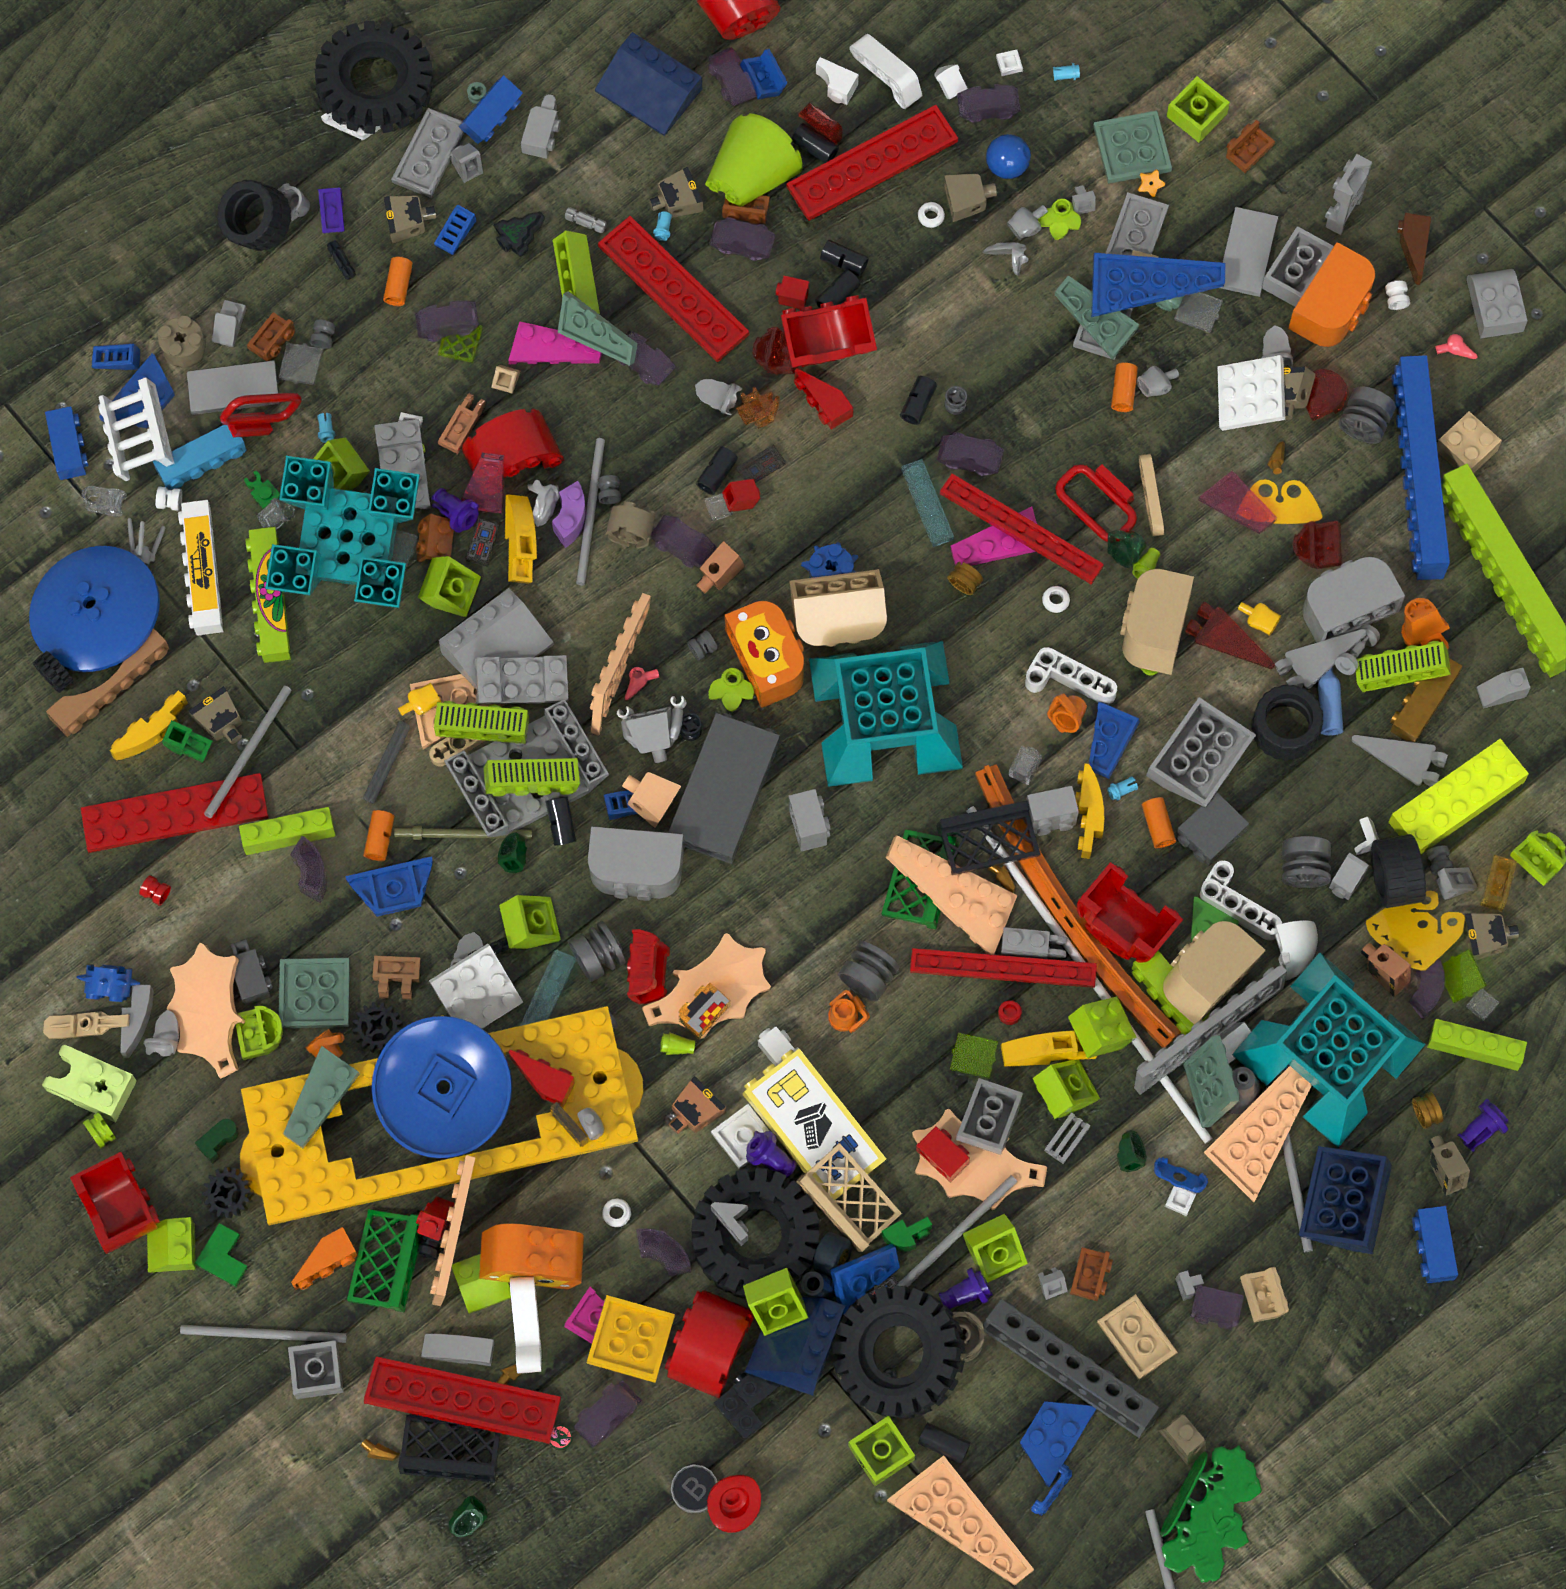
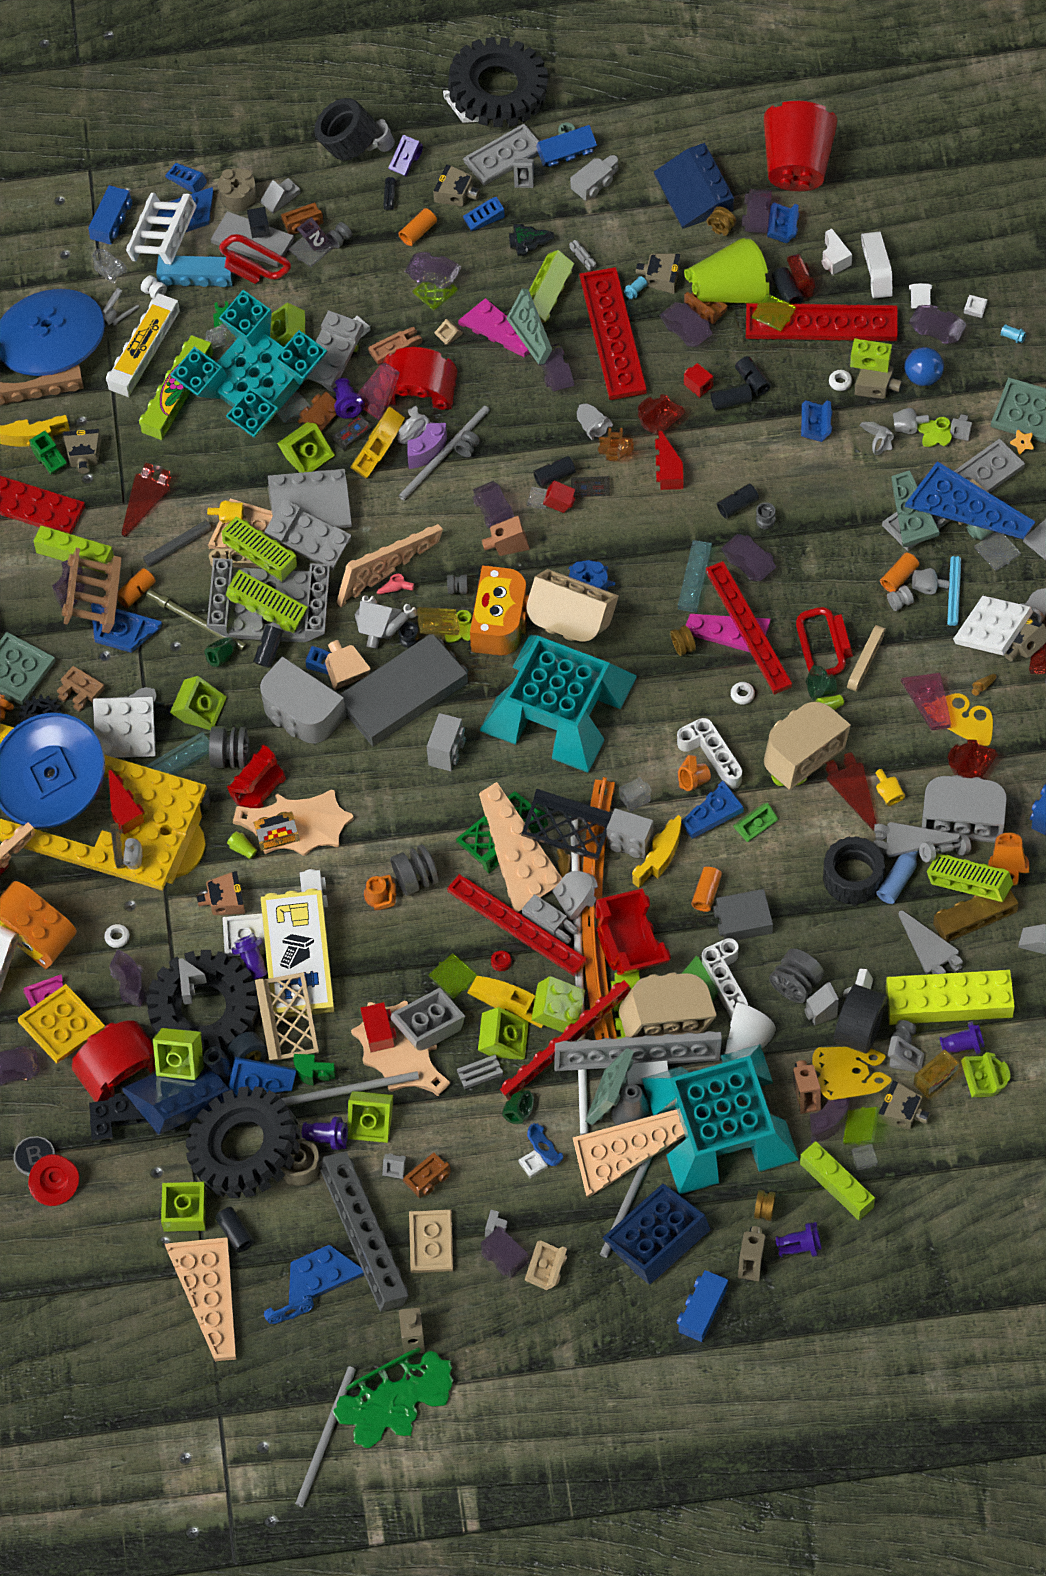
camera: 35 degrees right, 10 degrees down
(232, 367) = (258, 222): none -> black brick
(247, 752) = (85, 482): light grey piece -> none
(298, 349) = (312, 234): none -> clear purple brick
(317, 731) = (144, 496): none -> clear red flag
(325, 427) = (297, 297): medium azure pin -> none
(356, 849) = (109, 585): none -> medium nougat fence
(630, 525) = (462, 473): dark tan brick -> none
(702, 107) = (721, 220): none -> pearl gold wheel
(713, 697) = (438, 621): none -> clear yellow plate
(820, 178) = (773, 312): none -> clear neon green piece
(828, 332) = (696, 416): red cylinder -> none
(938, 271) = (816, 420): none -> blue bracket
(953, 174) = (871, 355): none -> lime brick
(1040, 901) = (575, 892): none -> light grey slope
(1117, 790) = (696, 850): medium azure pin -> none
(1137, 1048) = (571, 1033): none -> red plate
(1141, 415) = (899, 598): none -> light grey wheel
(1156, 725) = (756, 822): none -> bright green slope
(1187, 376) = (954, 590): none -> medium azure axle
(1200, 753) = (770, 854): light grey slope -> none
(1500, 834) = (964, 1040): none -> dark purple piece

